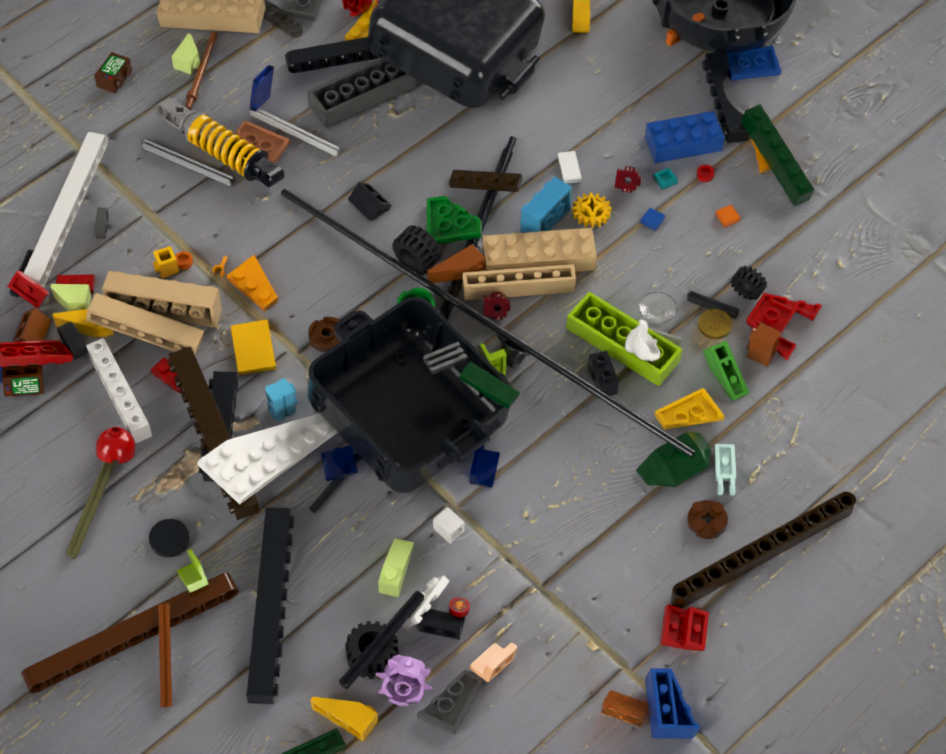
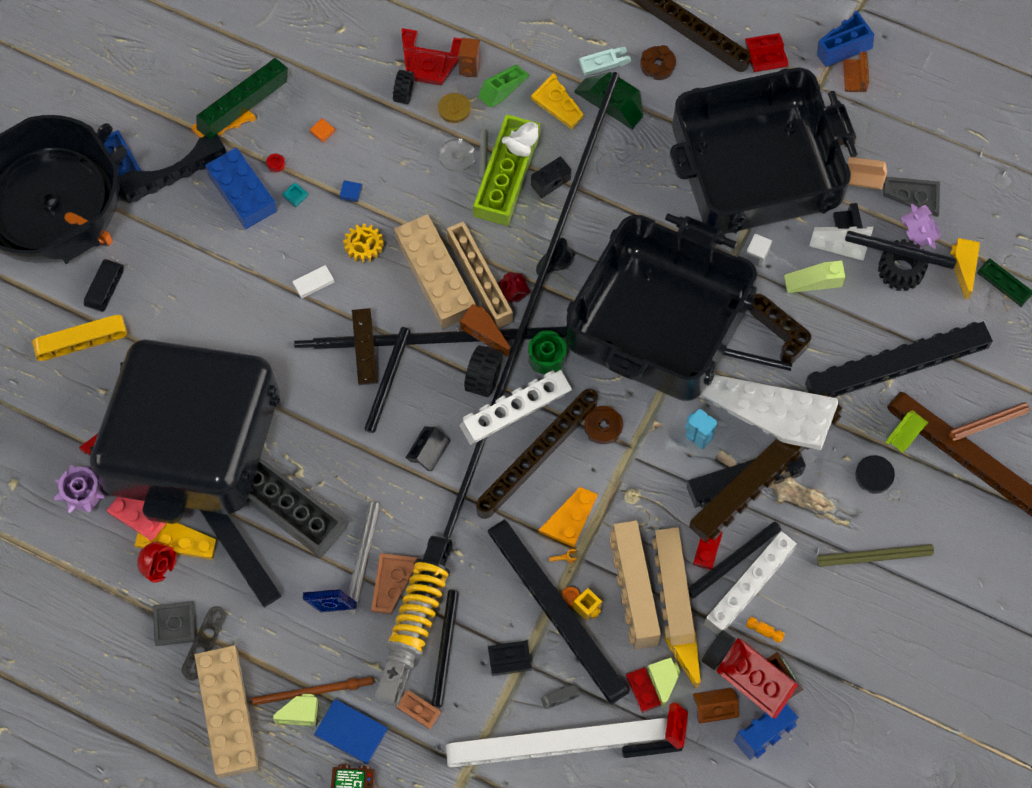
camera: 110 degrees left, 10 degrees up
(74, 390) = (765, 629): none -> light orange axle
(115, 445) = (813, 556): red cylinder -> none
(146, 129) = (418, 709): none -> nougat plate
(149, 391) = (734, 559): none -> black axle
(154, 200) = (509, 658): none -> black plate
(155, 85) = (351, 731): none -> blue tile
(188, 240) = (558, 612): none -> black beam
(253, 347) = (644, 487): yellow tile -> none
(321, 270) = (532, 460): none -> dark brown beam
(339, 463) = (737, 360): clear blue piece -> none
(360, 225) = (475, 432): none -> white brick
(386, 499) = (763, 308): none -> dark brown beam
(443, 355) = (627, 272): flat silver tile -> none
(447, 189) = (387, 380): none -> black axle
(450, 221) = (429, 361): green plate -> none
(459, 607) = (829, 219): red tile -> none
(489, 385) = (635, 232): dark green tile -> none
(496, 359) = (583, 264): lime panel -> none
(546, 207) = (384, 276): dark azure brick -> none
(550, 548) = (762, 149): none -> black container
(620, 181) = (315, 221): dark red brick -> none
(625, 26) = (103, 285): none -> black beam
(710, 303) = (432, 116): black axle -> none

